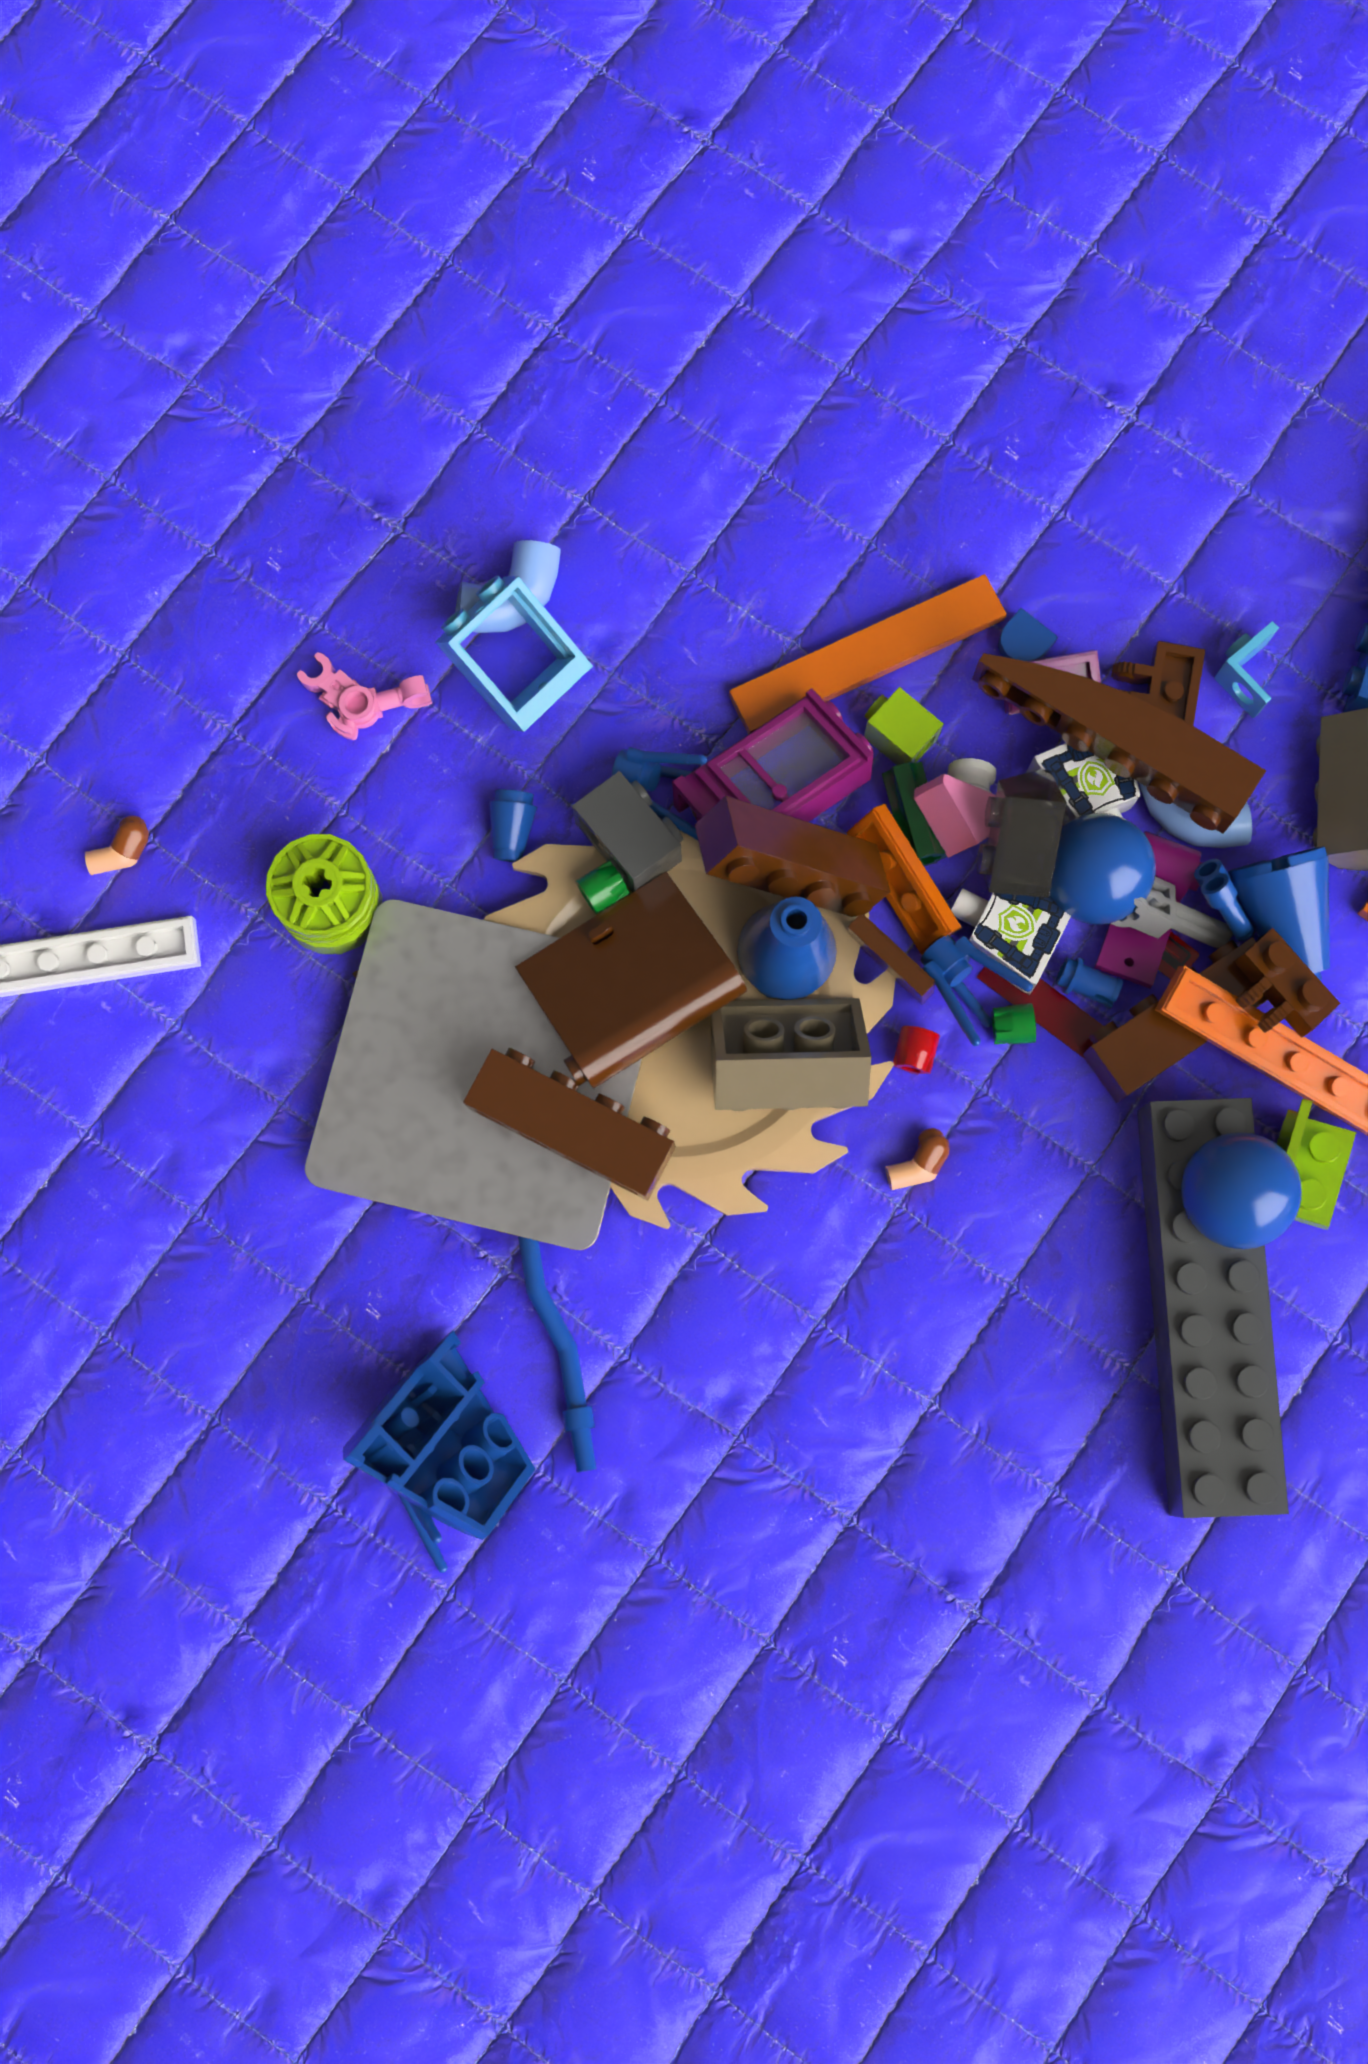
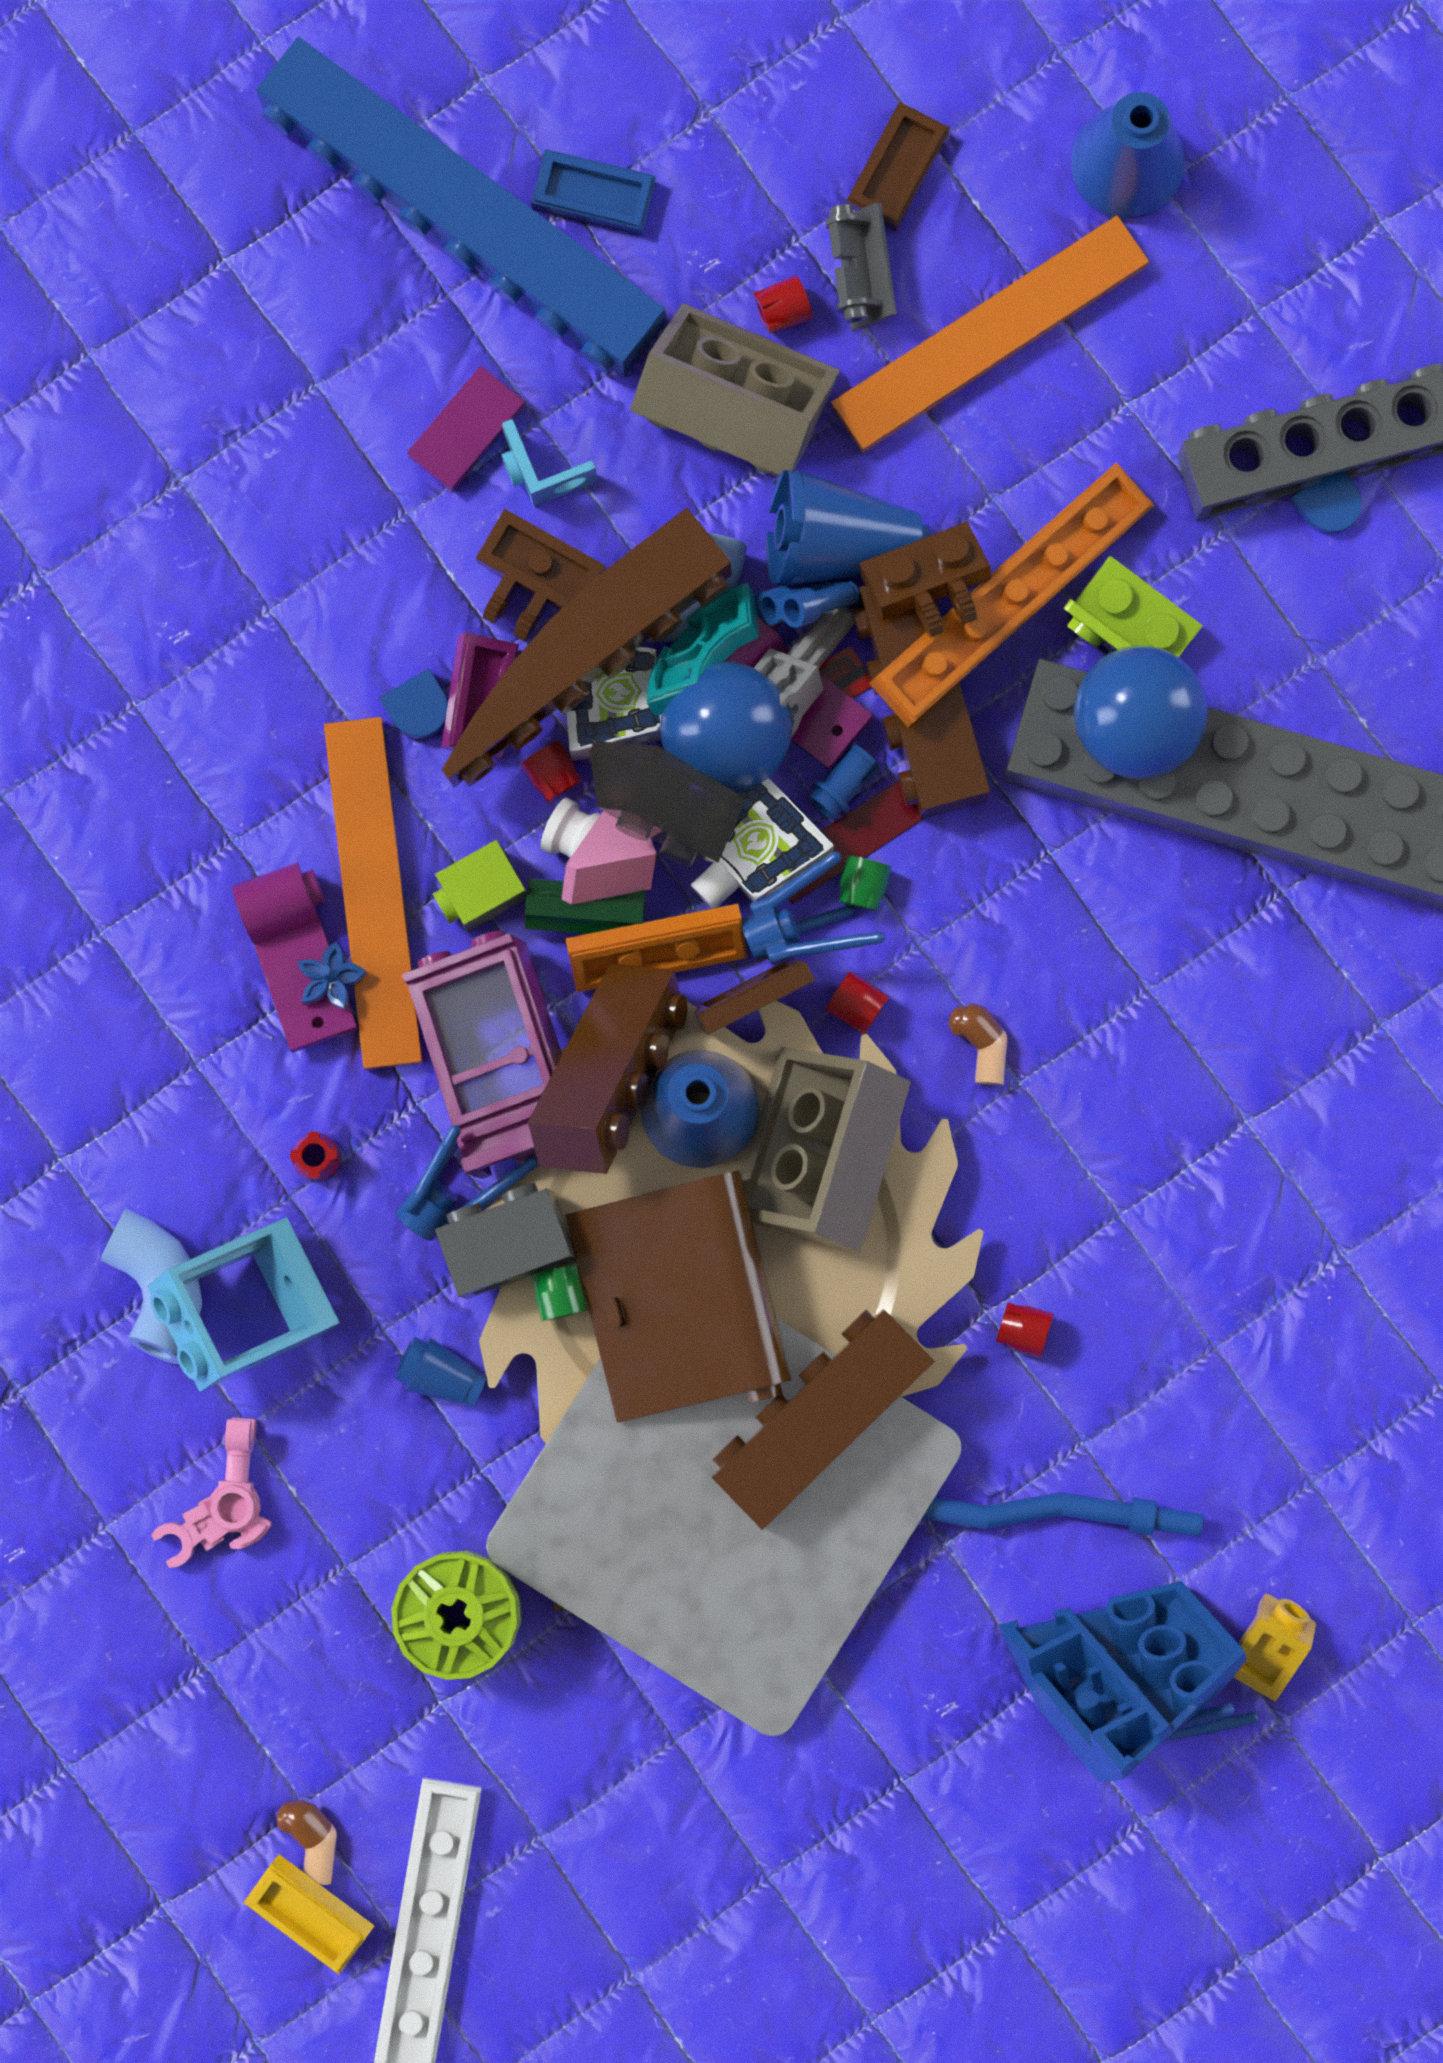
camera: 70 degrees left, 5 degrees up
(60, 864) = (308, 1914): none -> yellow tile
(506, 1564) = (1275, 1645): none -> yellow bracket
(651, 689) = (330, 1164): none -> red hose
(699, 1272) = (1025, 1329): none -> red hose
(790, 640) = (330, 977): none -> blue plant
(820, 597) = (287, 929): none -> magenta door
(1013, 753) = (551, 770): none -> red hose
(1171, 835) = (709, 639): none -> teal tile
(1254, 604) = (466, 429): none -> magenta tile

